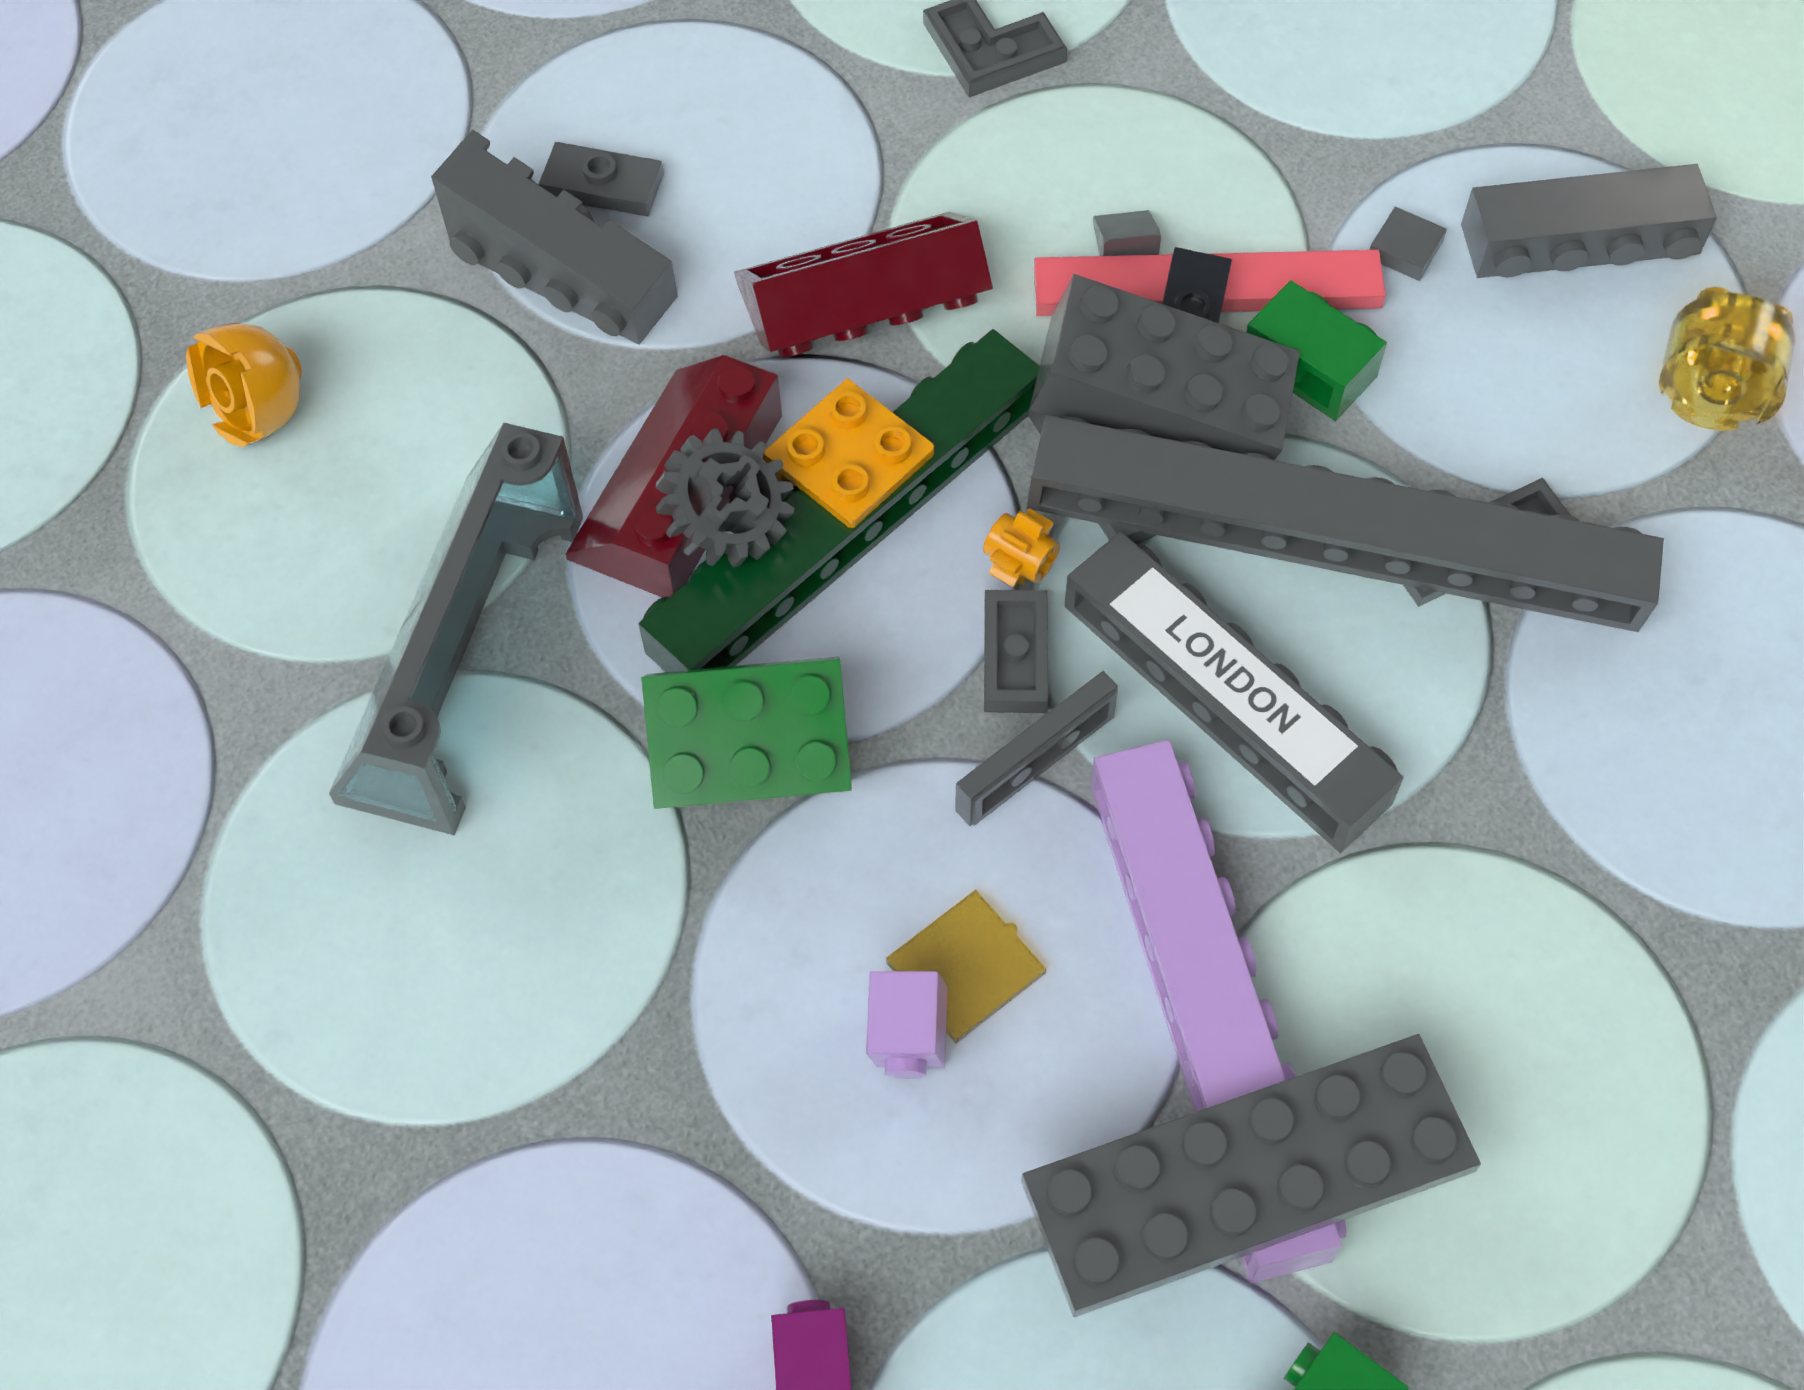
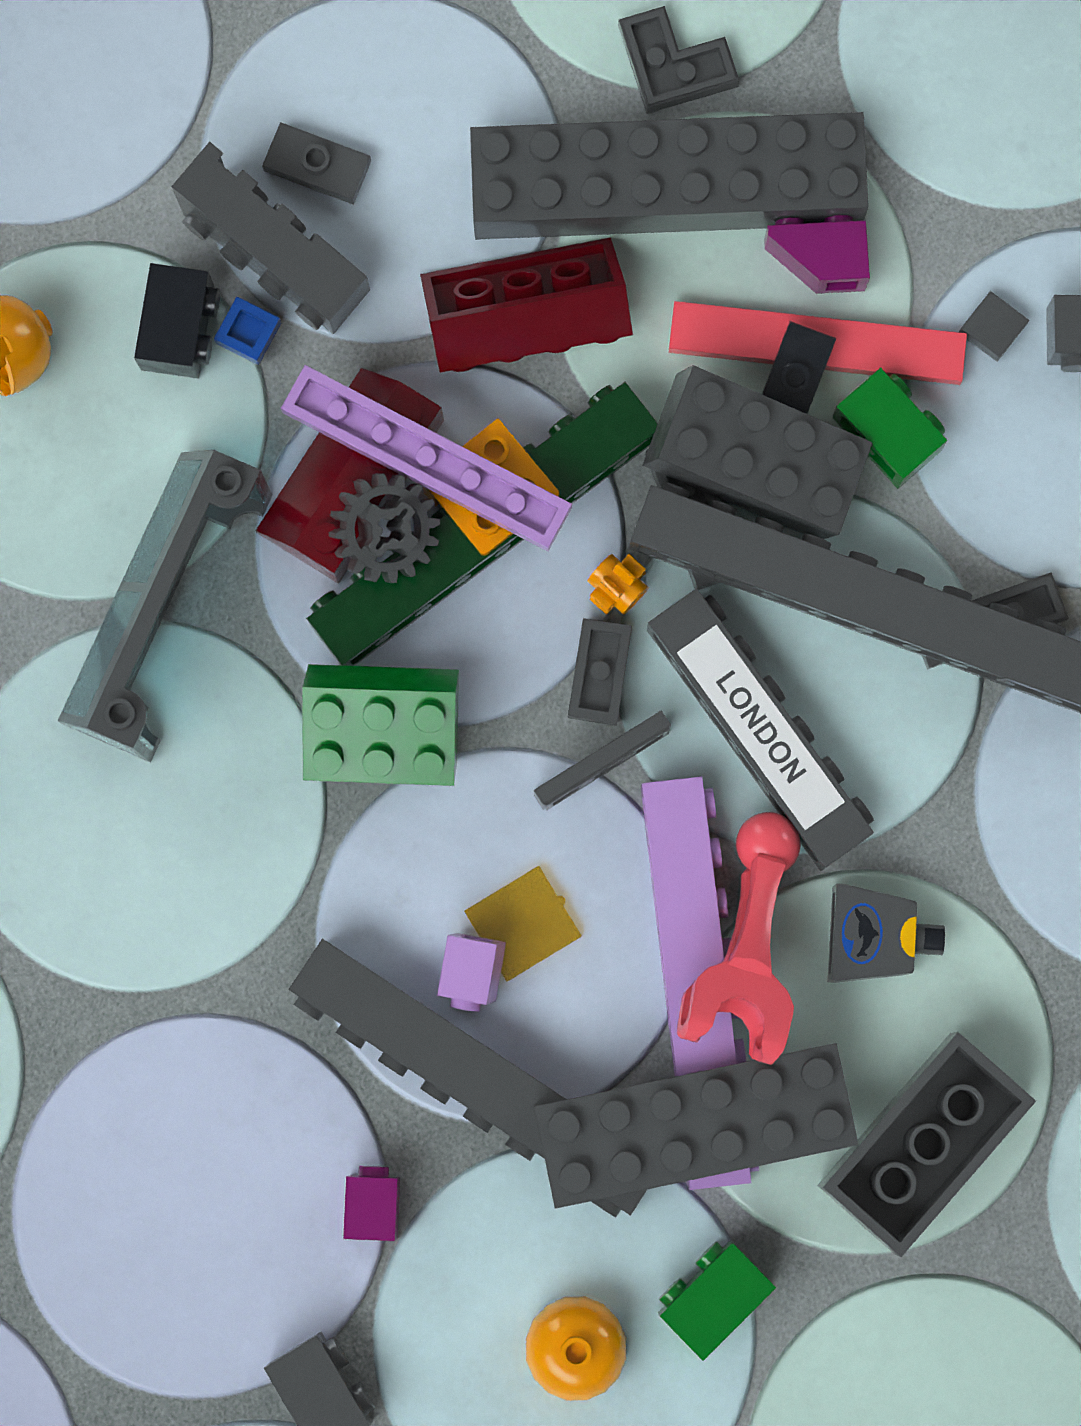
camera: 10 degrees right, 20 degrees up
(449, 342) = (176, 321): none -> black brick
(536, 344) = (247, 330): none -> blue plate
(769, 412) = (426, 458): none -> lavender plate
(877, 1138) = (432, 1049): none -> dark grey brick
(1005, 137) = (666, 175): none -> dark grey brick
(1127, 234) = (757, 285): dark grey slope -> none
(1195, 191) = (822, 255): none -> magenta slope
(1277, 963) = (745, 979): none -> coral piece
(1432, 910) = (876, 935): none -> dark grey torso
(1568, 1164) = (926, 1143): none -> dark grey brick

